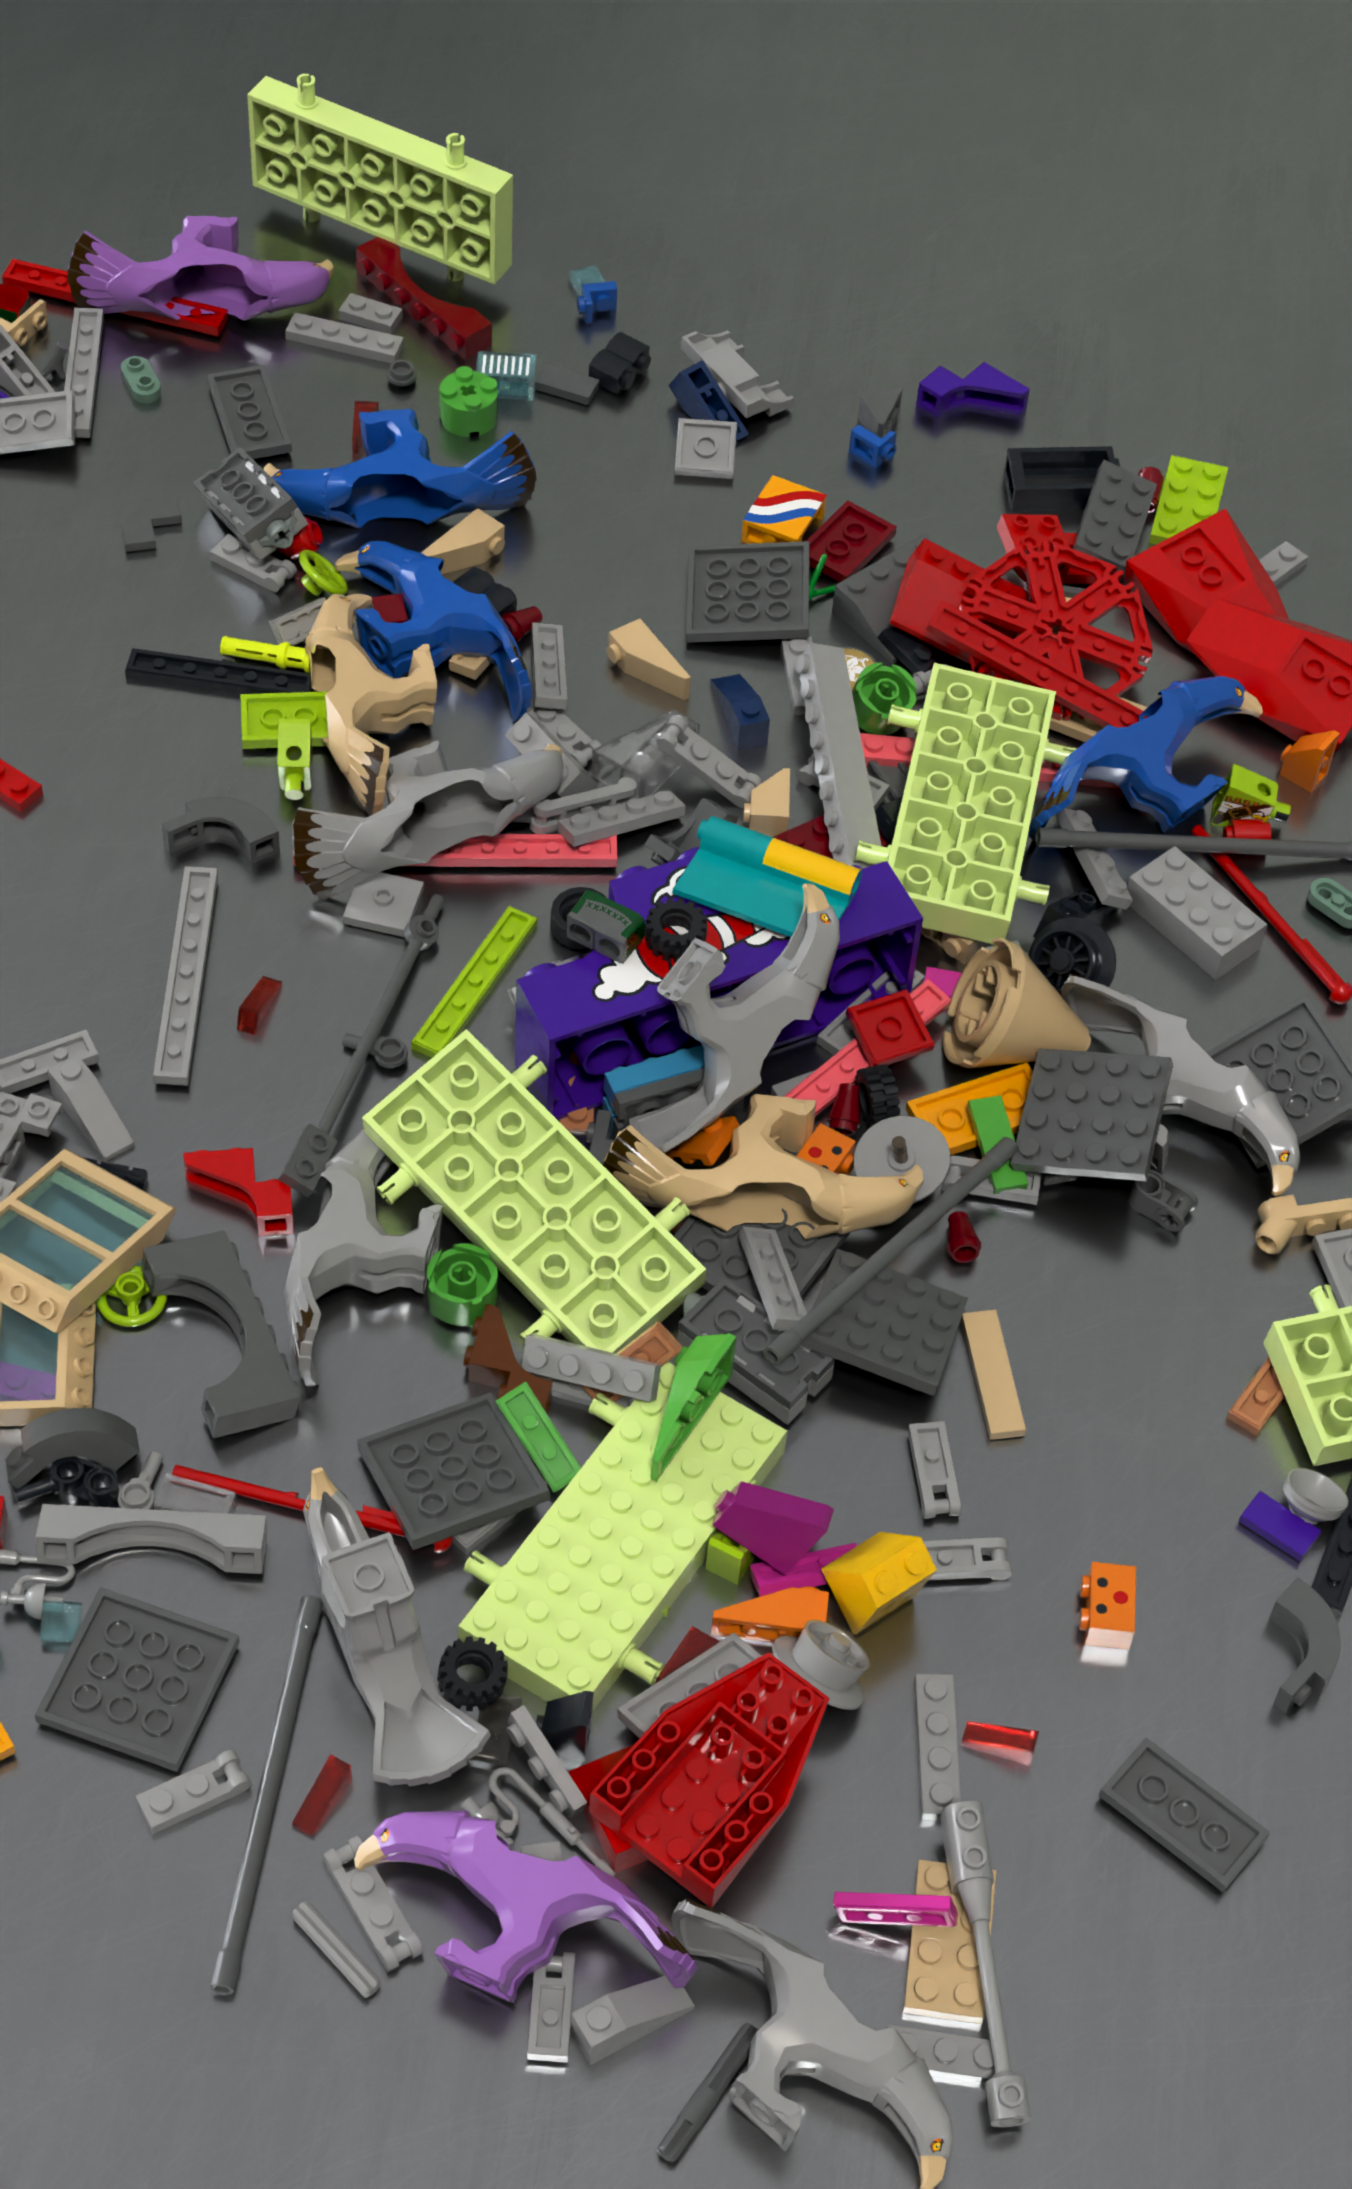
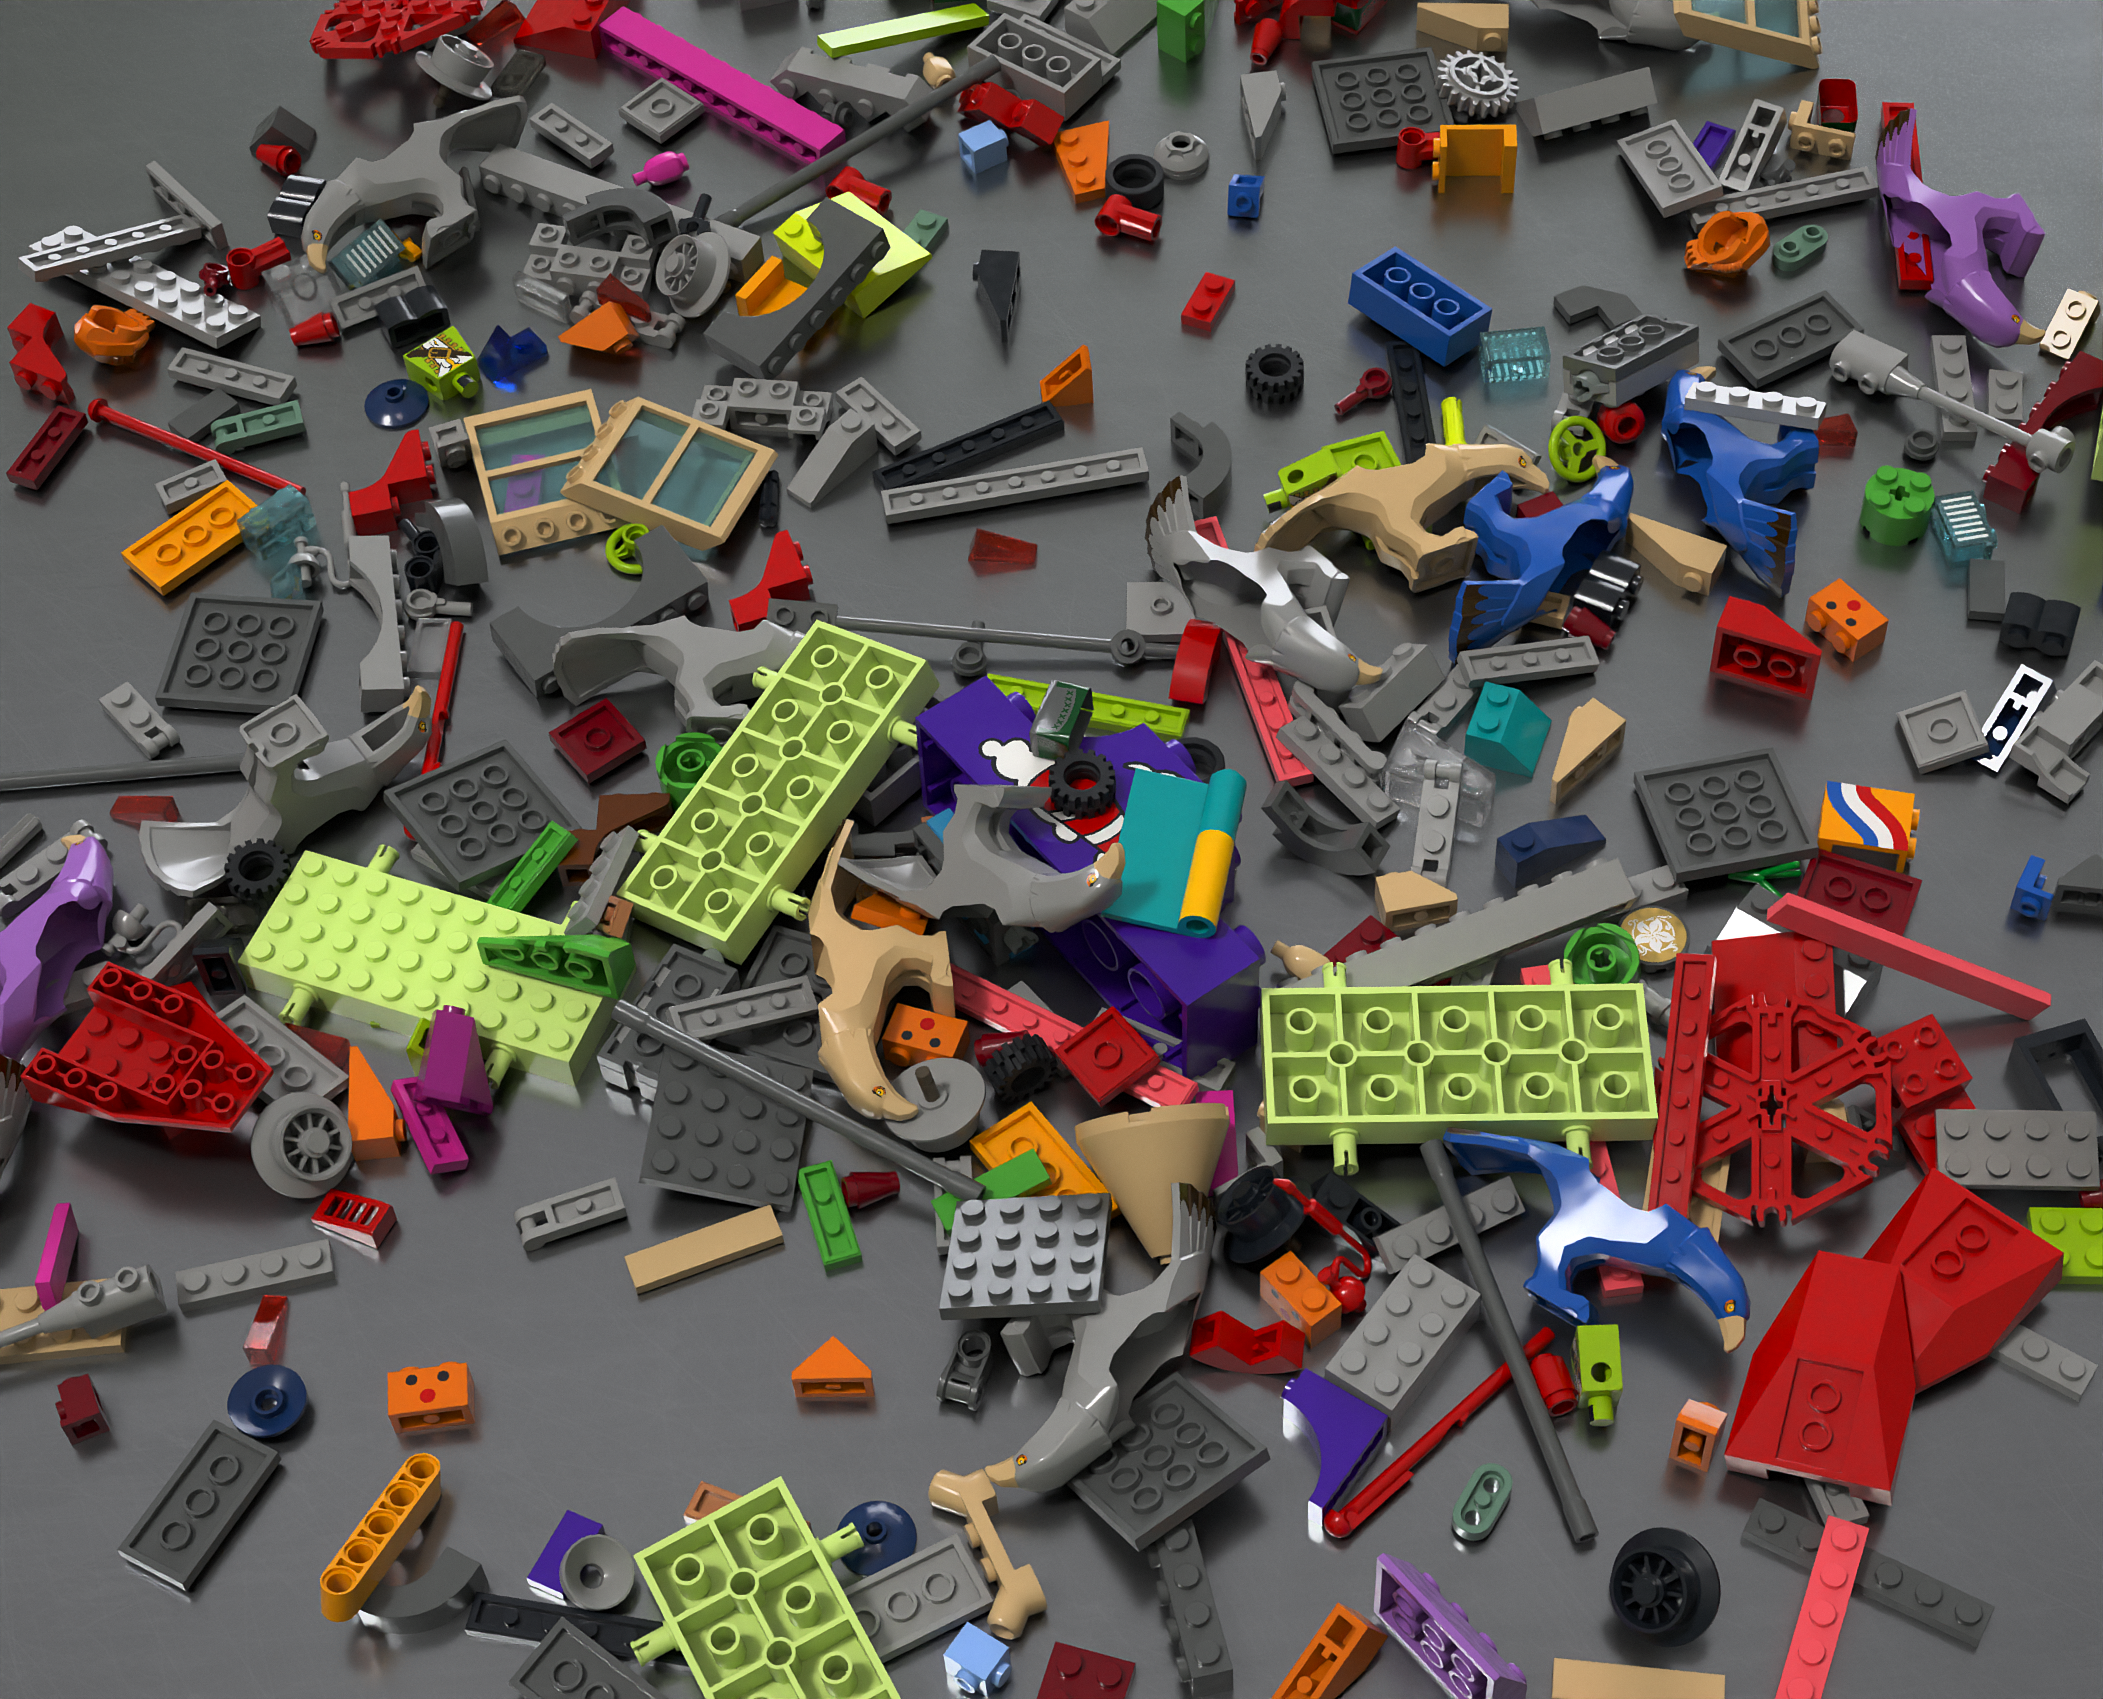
camera: 85 degrees right, 0 degrees up
(72, 900) = (1070, 381): none -> orange slope
(106, 628) = (1419, 306): none -> blue brick
(118, 1005) = (971, 448): none -> black tile
(129, 412) = (1740, 239): none -> orange helmet
(130, 768) = (1272, 387): none -> black tyre
(176, 690) = (1373, 384): none -> dark red plate
(185, 586) = (1514, 354): none -> clear light blue brick
(310, 243) = (2070, 323): none -> bracket
(319, 366) = (1886, 370): none -> light grey bar
(356, 434) = (1755, 406): none -> light grey plate
(381, 1365) = (597, 740): none -> dark red plate
(454, 875) = (1194, 661): none -> red brick
(573, 467) = (1846, 620): none -> orange brick
(595, 517) = (1764, 650): none -> red slope
(609, 705) = (1506, 730): none -> teal slope
(878, 1577) = (402, 1164): yellow slope -> none
(908, 1632) = (371, 1234): none -> red slope
(949, 510) = (1908, 956): none -> coral tile
(964, 1558) = (466, 1252): light grey plate -> none
(980, 1275) = (828, 1216): none -> bright green tile
(1063, 1909) = (80, 1409): none -> dark red brick
(1091, 1728) = (261, 1388): none -> dark blue dish
(1141, 1294) = (833, 1373): none -> orange slope
(1143, 935) = (1346, 1289): none -> red piece
(1146, 965) = (1300, 1298): none -> orange brick
(1182, 996) = (1235, 1347): none -> red brick
(1265, 1647) = (380, 1537): none -> light orange beam
(1271, 972) = (1340, 1431): none -> dark purple arch
(1281, 1297) = (891, 1546): none -> dark blue dish

